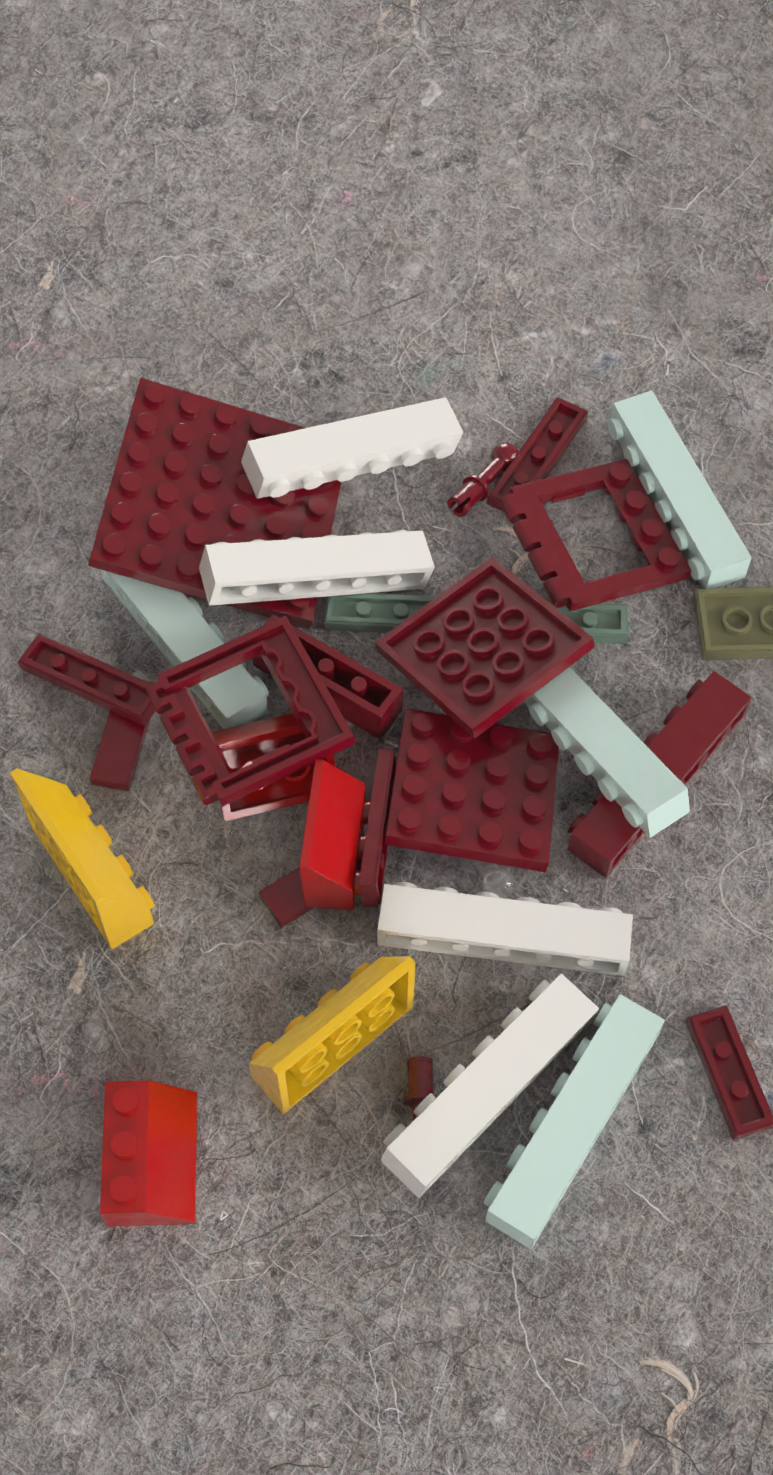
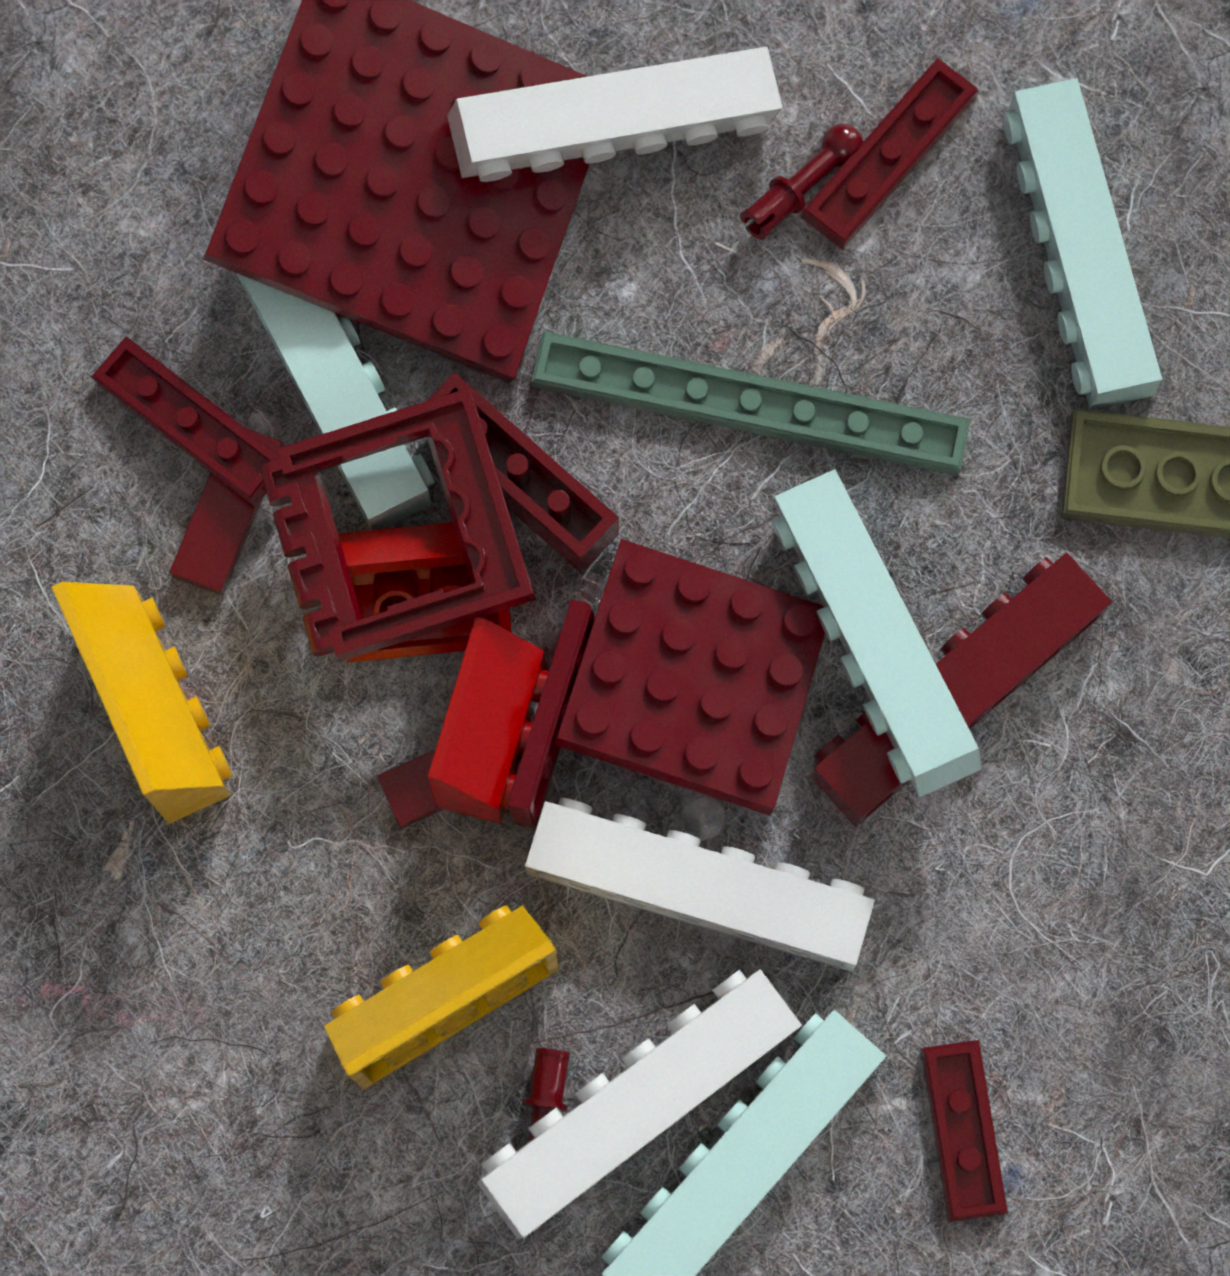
camera: 10 degrees right, 15 degrees up
(148, 1154) = (179, 1120): red slope -> none
(315, 567) = (529, 302): white brick -> none
(484, 646) = (747, 465): dark red plate -> none
(550, 556) = (874, 334): dark red hinge -> none

